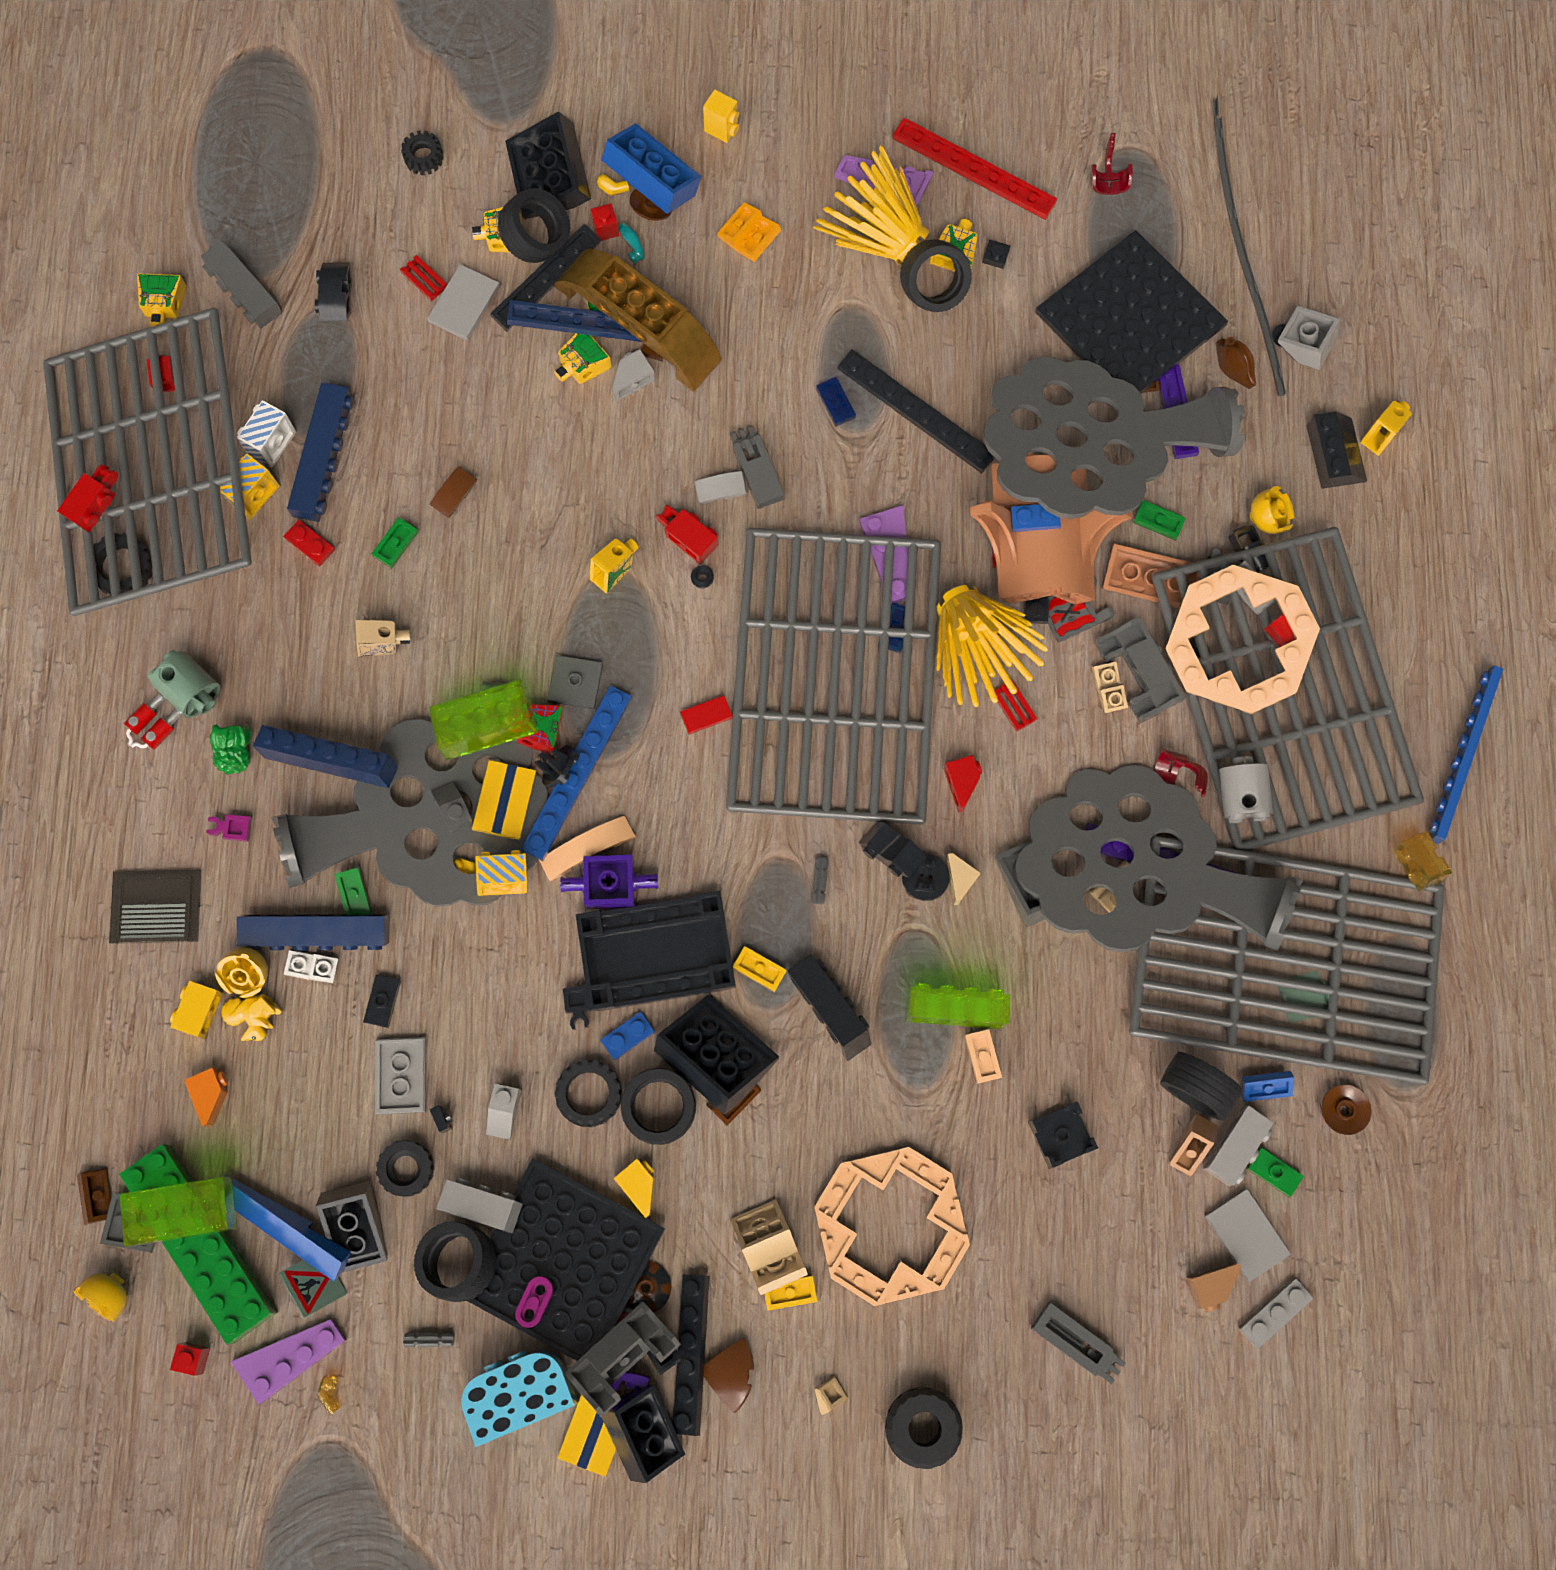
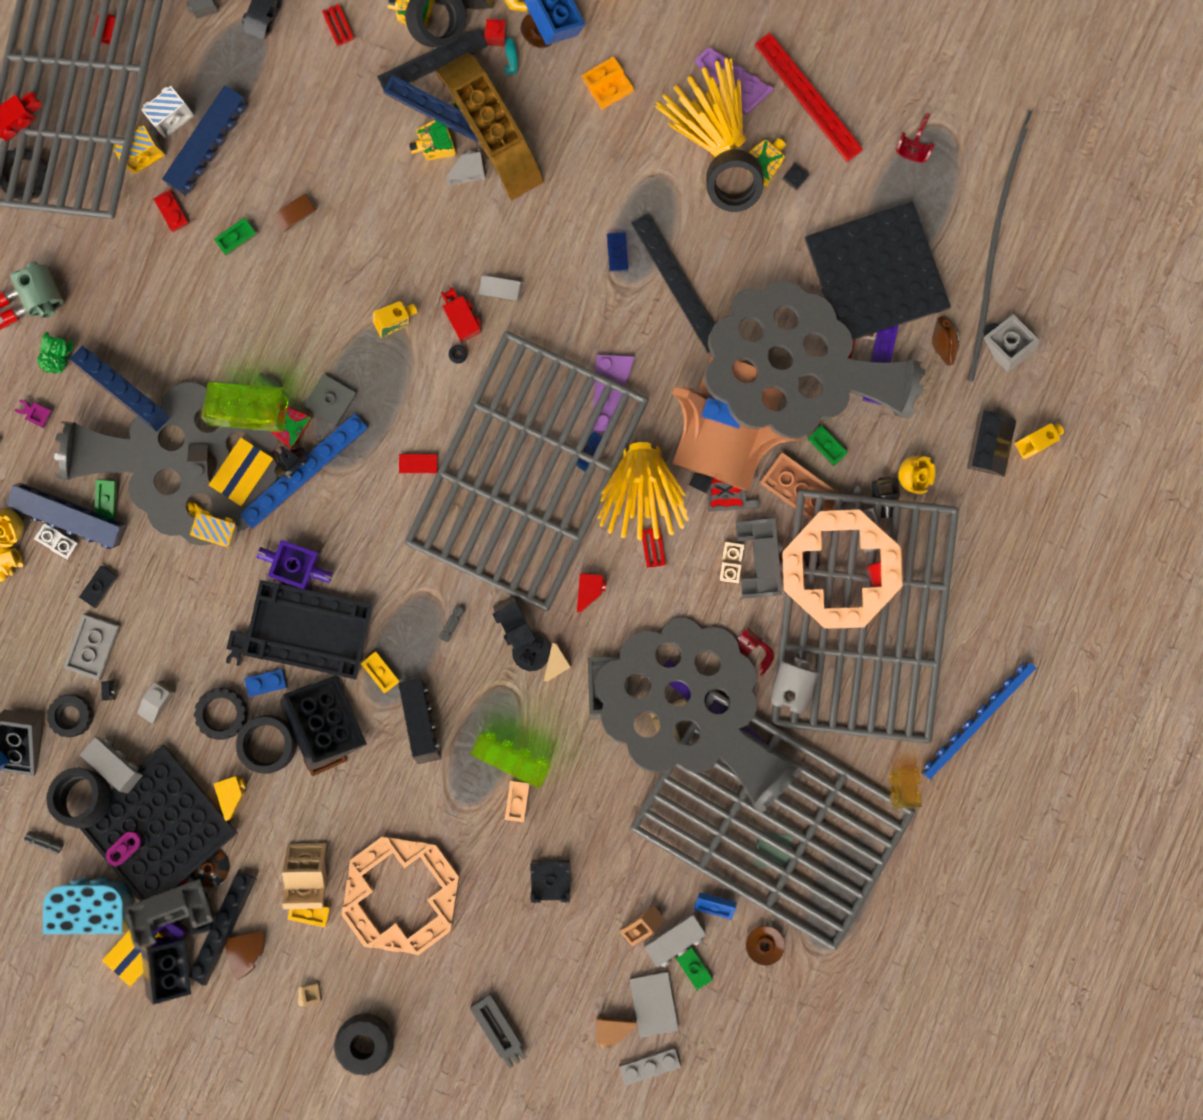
camera: 25 degrees right, 10 degrees up
(378, 637) = (186, 306): tan torso -> none
(463, 302) = (361, 57): light grey tile -> none
(587, 844) = (290, 530): light nougat slope -> none
(757, 472) = (534, 287): dark grey hinge -> none
(1201, 1086) = (662, 888): black tyre -> none

